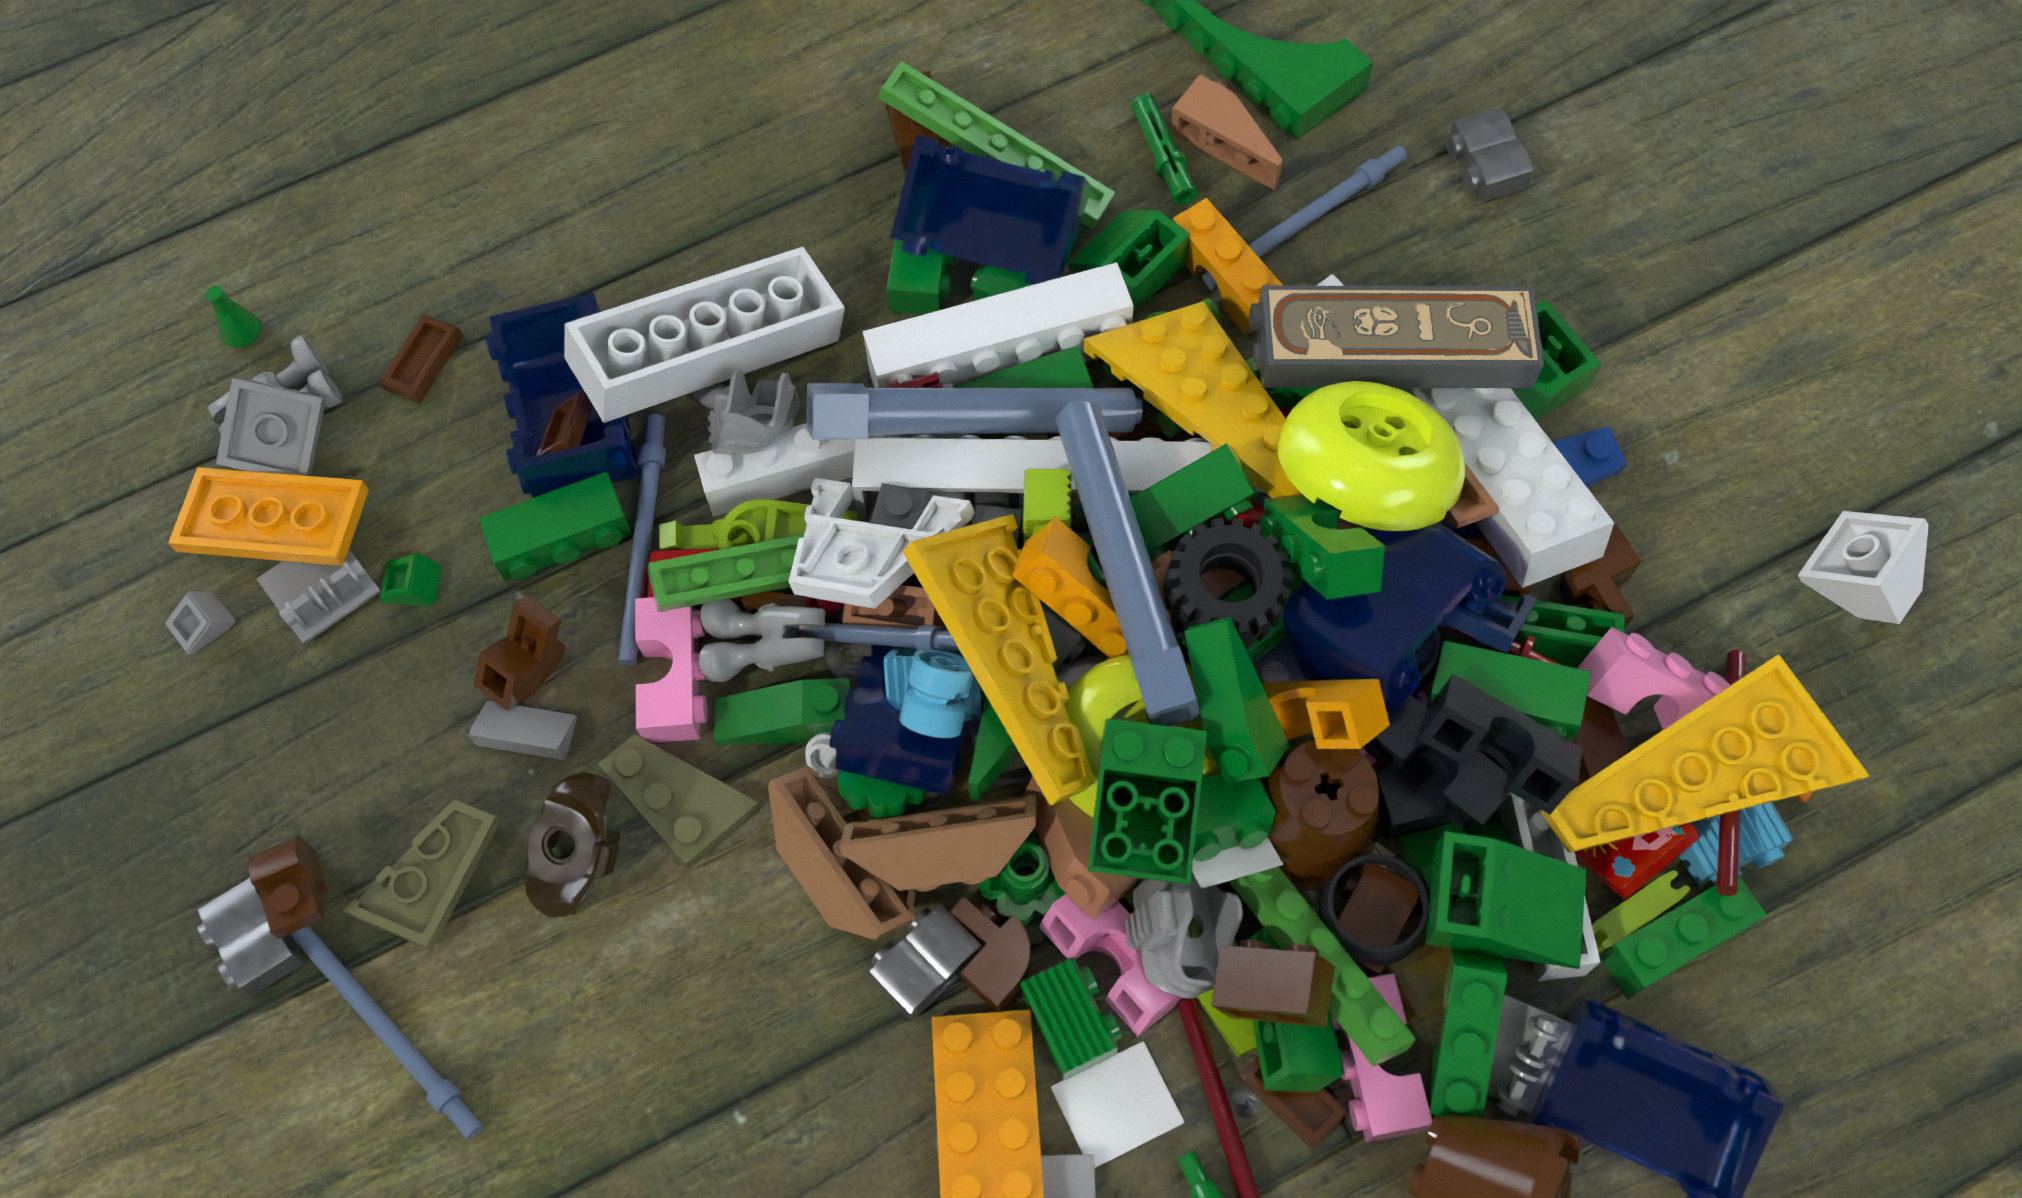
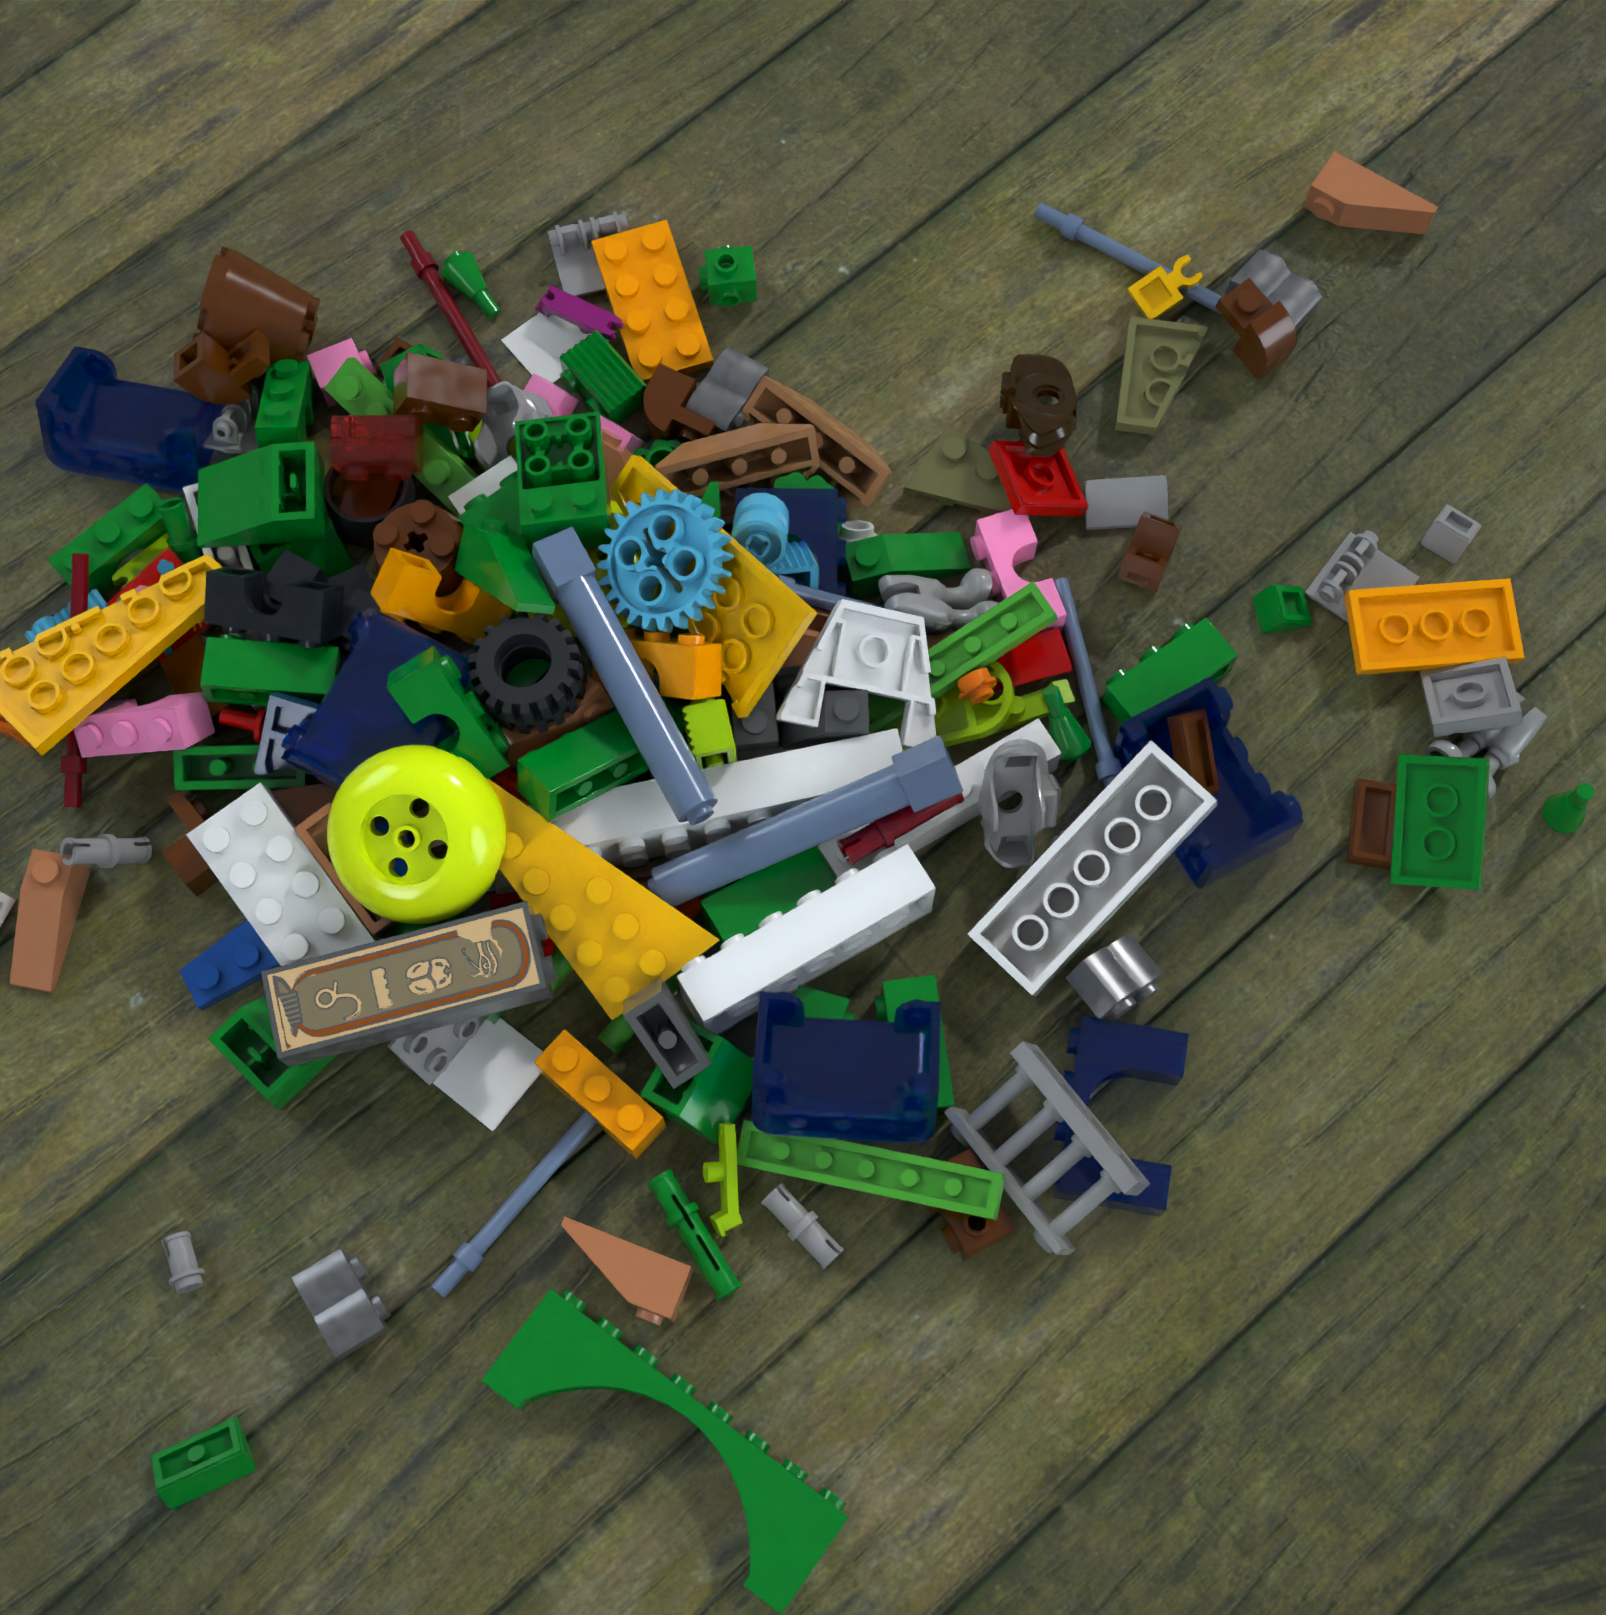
camera: 165 degrees right, 5 degrees up
(94, 1049) = (1362, 199): none -> nougat slope
(359, 322) = (1440, 821): none -> green plate
(378, 974) = (1160, 292): none -> yellow plate
(615, 750) = (1036, 482): none -> red tile
(681, 488) = (1064, 727): none -> green cone
(723, 245) = (1116, 977): none -> flat silver brick
(755, 528) = (976, 686): none -> orange plate
(760, 207) = (1111, 1051): none -> clear blue arch
(808, 150) = (1089, 1140): none -> light grey fence
(868, 1108) = (729, 275): none -> green brick
(1052, 659) = (694, 537): none -> medium azure gear
(1066, 136) = (802, 1225): none -> light grey pin
(1083, 1118) = (578, 312): none -> magenta piece
(1125, 179) = (726, 1173): none -> lime piece
(1156, 266) = (666, 1032): none -> dark grey slope
(1360, 924) = (377, 446): none -> clear red brick
(1544, 1098) = (219, 374): none -> reddish brown brick
(1606, 913) = (181, 534): none -> green pin
(1623, 75) = (202, 1463): none -> green slope
(1631, 209) = (182, 1262): none -> light grey pin
(1701, 577) = (105, 850): none -> light grey pin
(1762, 544) = (45, 919): none -> nougat slope

